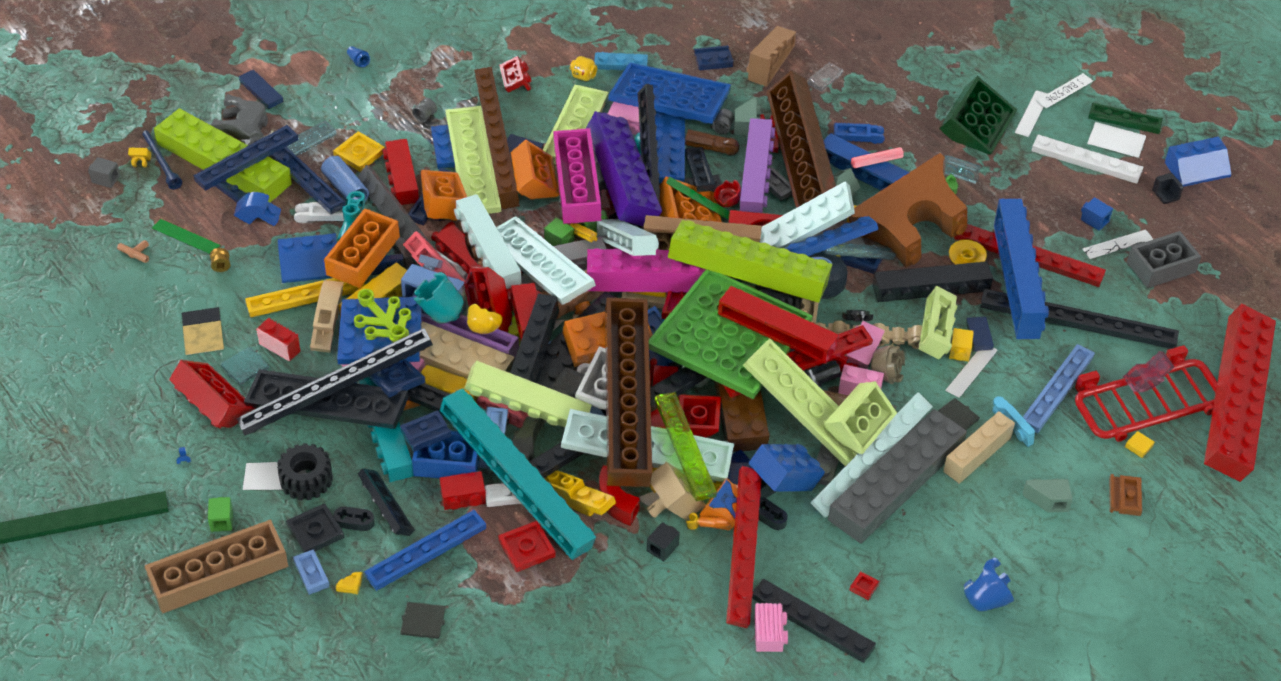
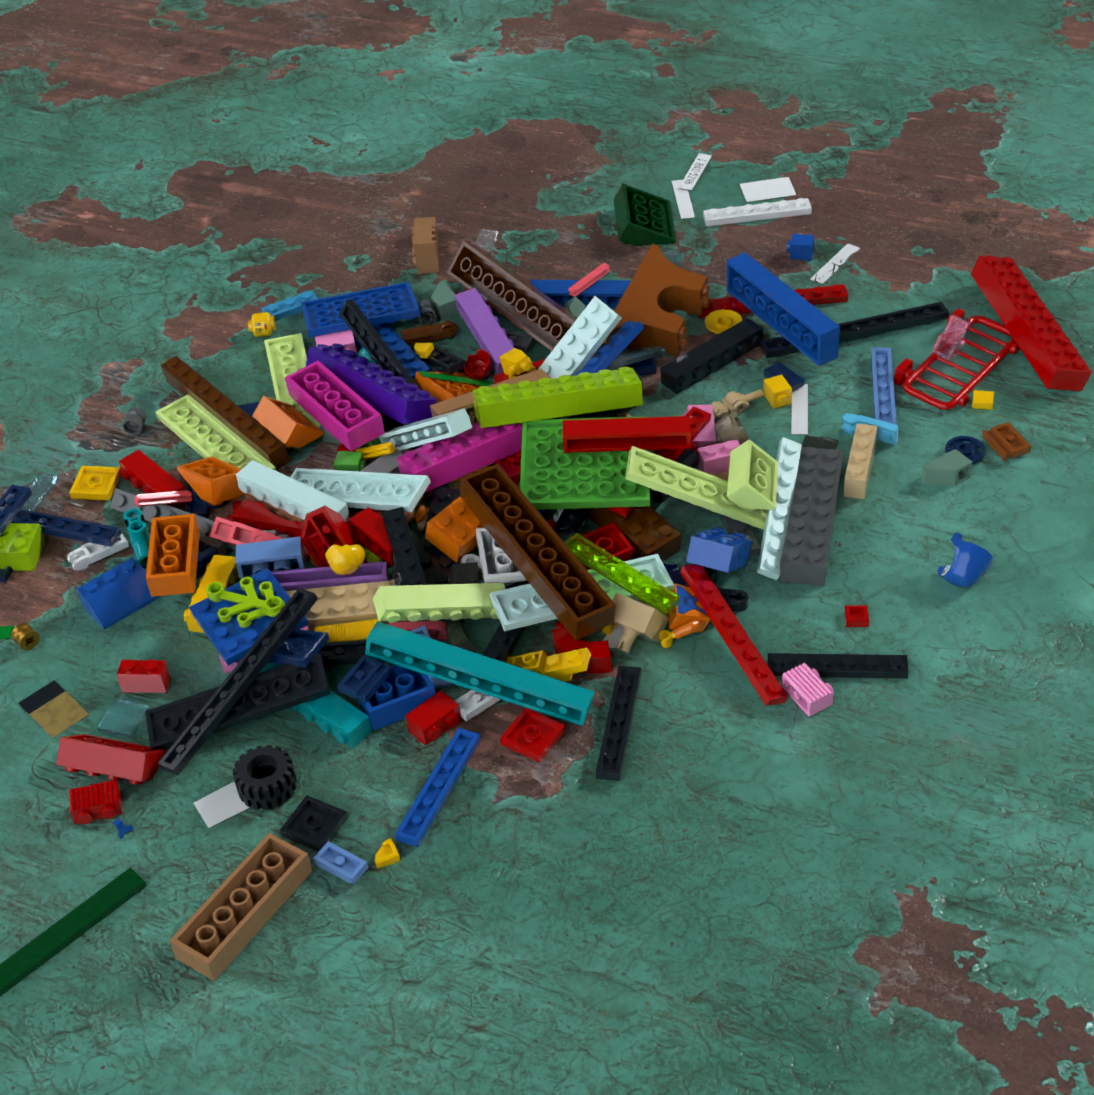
camera: 25 degrees left, 5 degrees down
(176, 425) = (95, 802): none -> red brick
(220, 514) = (206, 858): bright green brick -> none
(257, 205) = (28, 571): blue brick -> none
(290, 298) = (133, 630): yellow plate -> none
(326, 316) = (178, 633): tan slope -> none
(342, 178) = (98, 511): medium blue piece -> none
(354, 518) = (345, 794): black beam -> none
(359, 57) = (30, 405): blue cone -> none
(386, 502) = (373, 768): black plate -> none
(392, 192) = (163, 498): none -> coral axle
(423, 620) = (484, 849): clear smoke piece -> none
(430, 263) = (252, 535): sand blue plate -> none
(439, 299) = (291, 558): teal cylinder -> none
(442, 146) = (175, 444): blue plate -> none
(515, 74) = (198, 356): red bracket -> none
(599, 573) = (618, 723): none -> black plate
(663, 541) = (655, 667): black brick -> none
(692, 157) = (423, 349): none -> yellow tile
(713, 57) = (373, 269): dark blue plate -> none
(751, 209) = (516, 362): none -> yellow piece
(857, 315) = (672, 408): black gear -> none
(859, 132) = (553, 270): blue hinge -> none
(938, 342) = (746, 380): yellowish green brick -> none
(1082, 486) = (967, 449): none -> dark blue wheel
(1125, 118) = (761, 170): dark green tile -> none
(1163, 259) = (885, 255): dark grey brick -> none
(1167, 188) = (841, 204): black panel -> none
(1199, 161) = (848, 175): slope -> none

